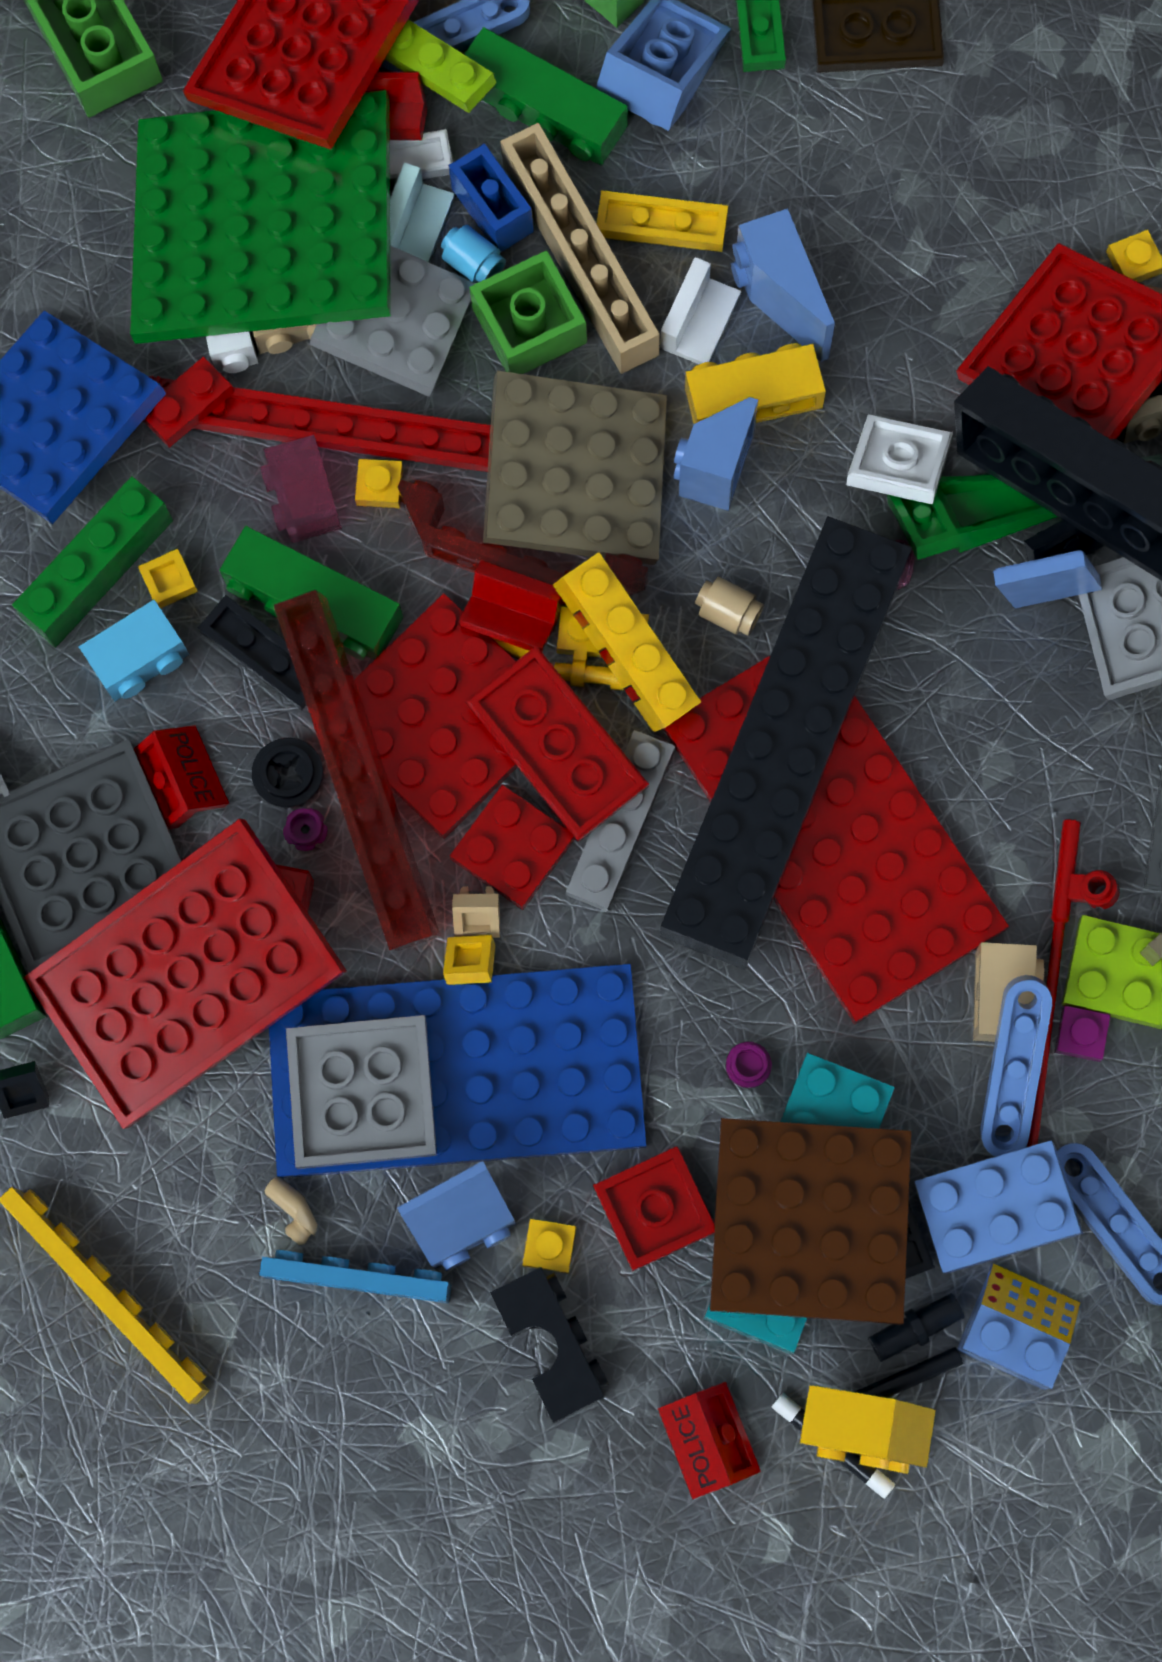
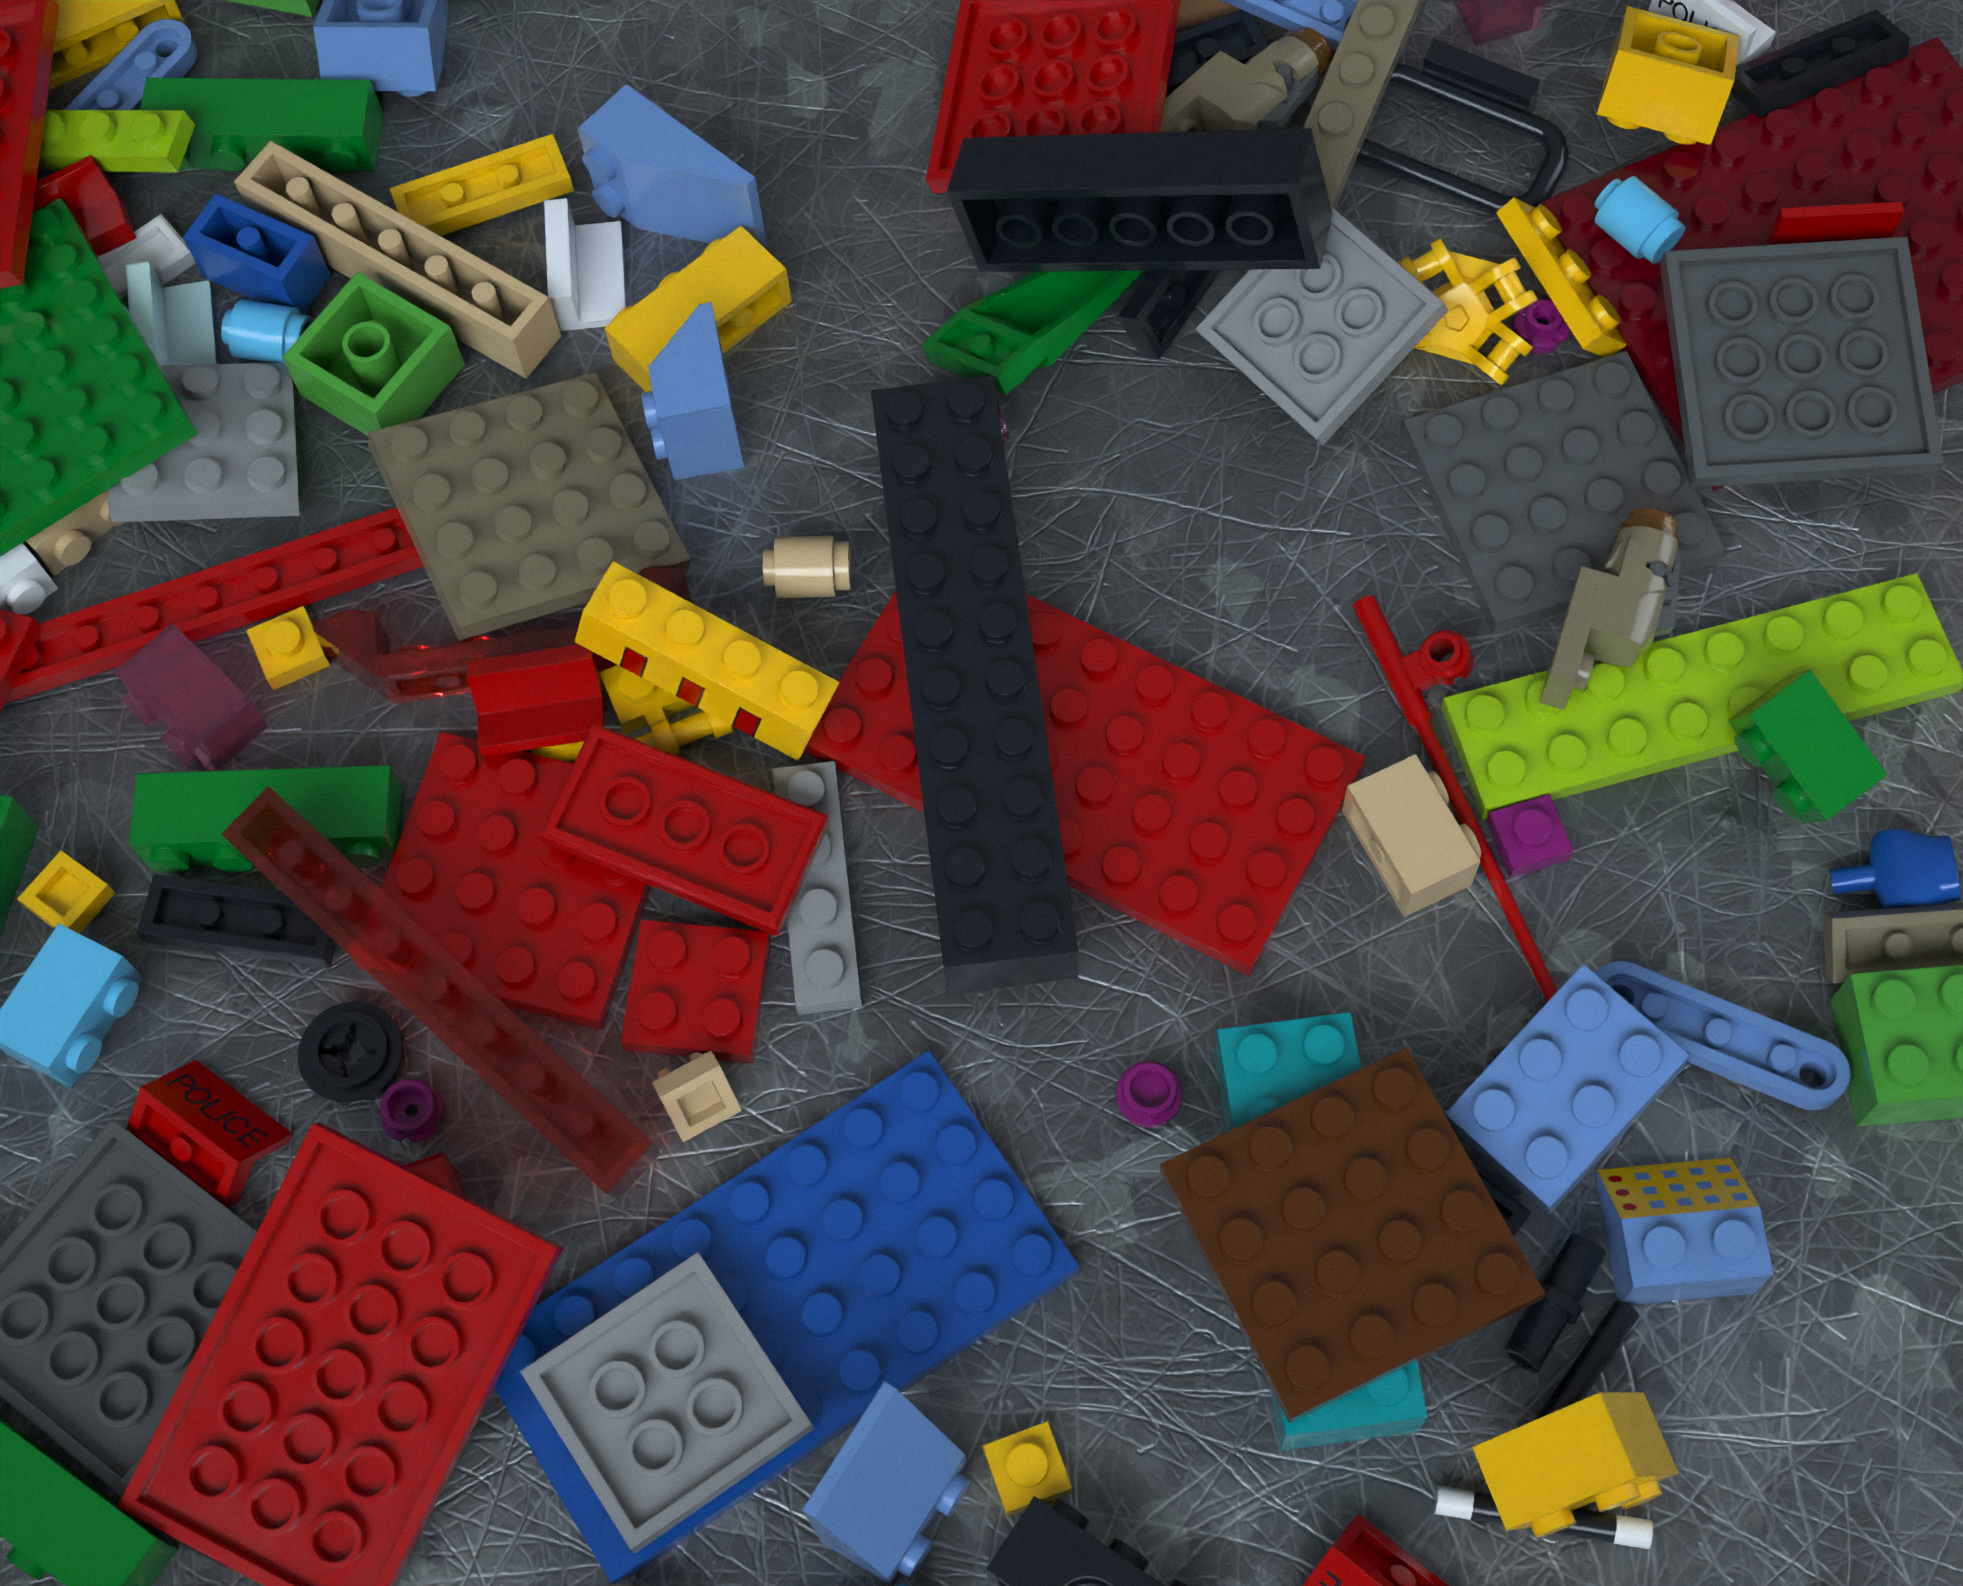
camera: 30 degrees left, 10 degrees down
(469, 959) = (718, 1157): yellow plate -> none
(654, 1208) = (1136, 1340): red plate -> none
(899, 459) = (917, 303): white tile -> none
(1016, 1065) = (1480, 905): medium blue plate -> none
(1047, 579) = (1173, 336): medium blue tile -> none

